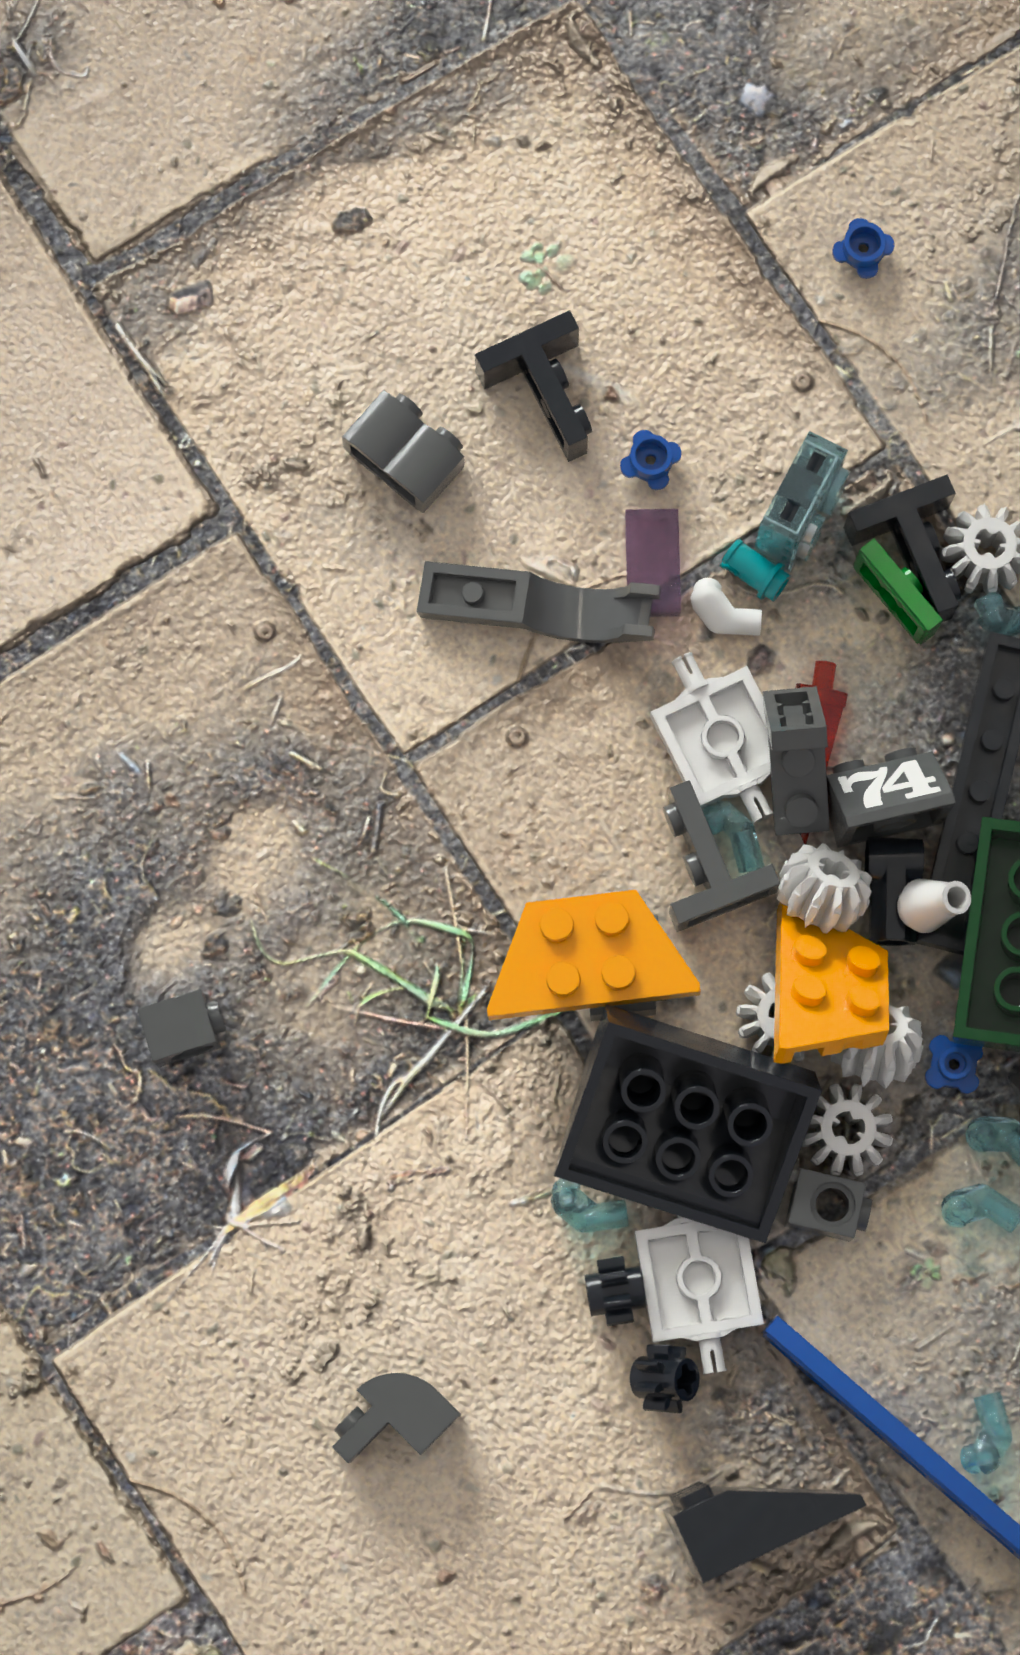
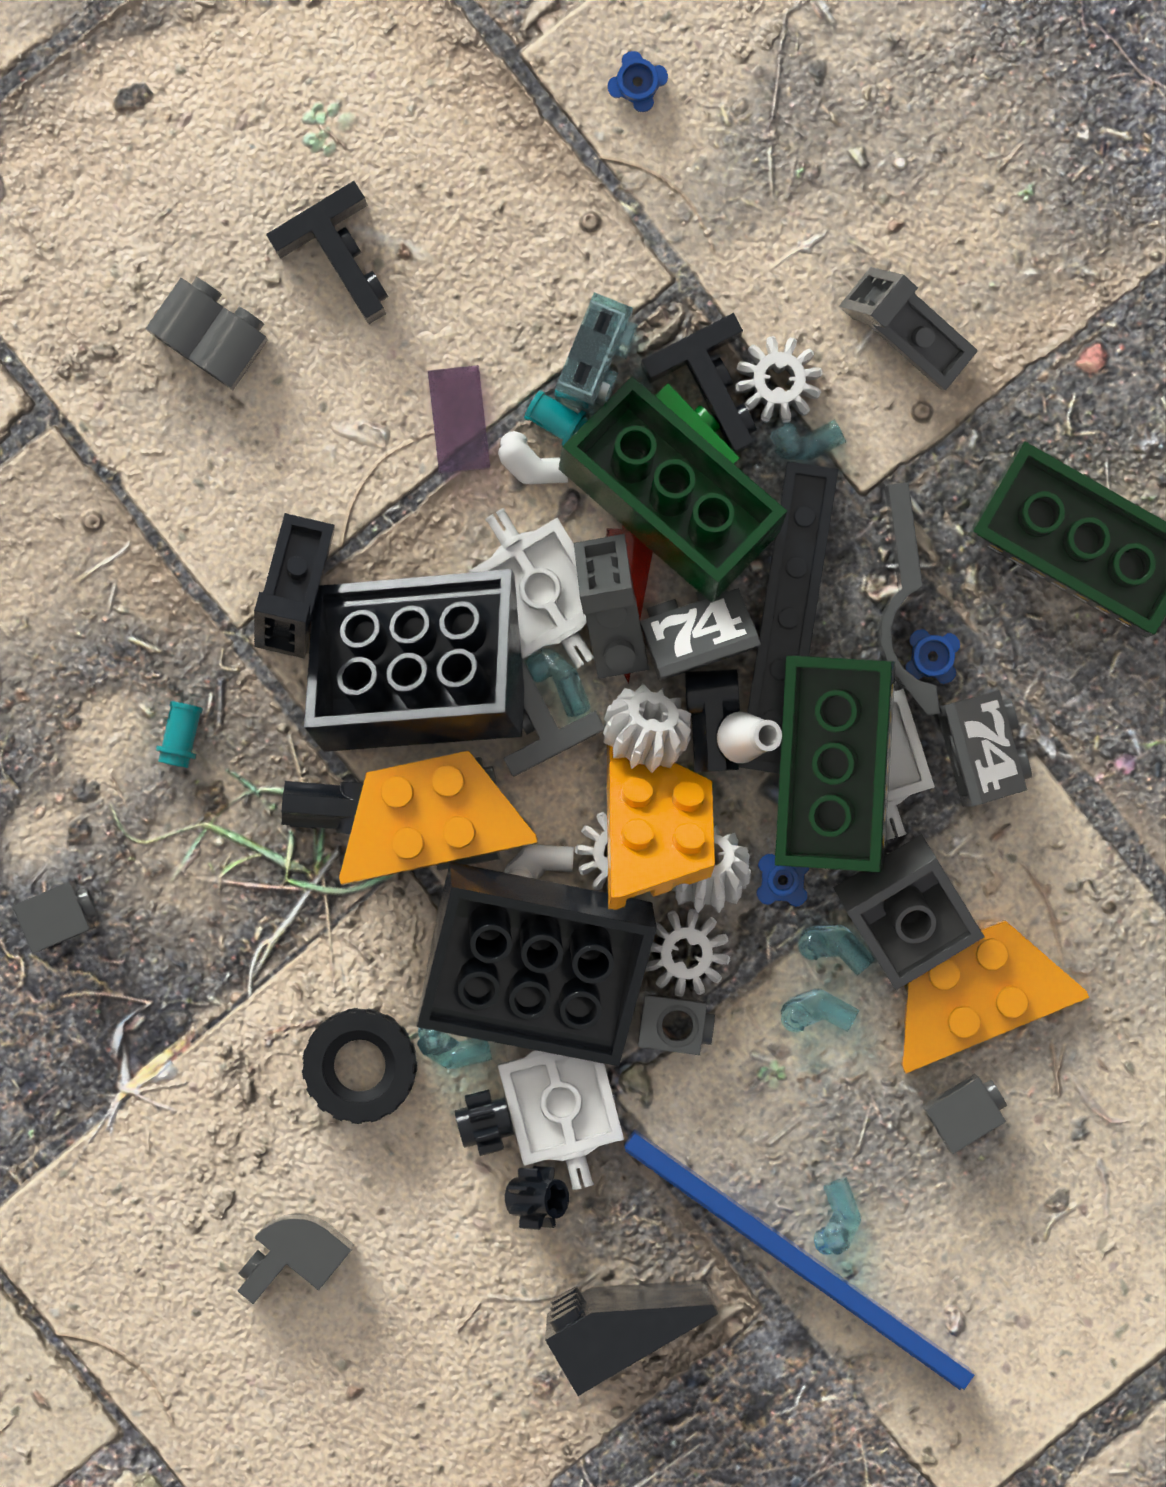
camera: 10 degrees left, 10 degrees up
(332, 853) = (179, 735): none -> teal pin
(464, 712) = (292, 586): none -> black bracket
(473, 938) = (320, 805): none -> black piece
(486, 1175) = (331, 1093): none -> black tyre
(536, 604) = (350, 473): dark grey piece -> none
(587, 797) = (415, 662): none -> black slope
(646, 445) = (444, 303): blue plate -> none
(702, 1018) = (536, 859): none -> white arm
(871, 643) = (671, 489): none -> dark green brick

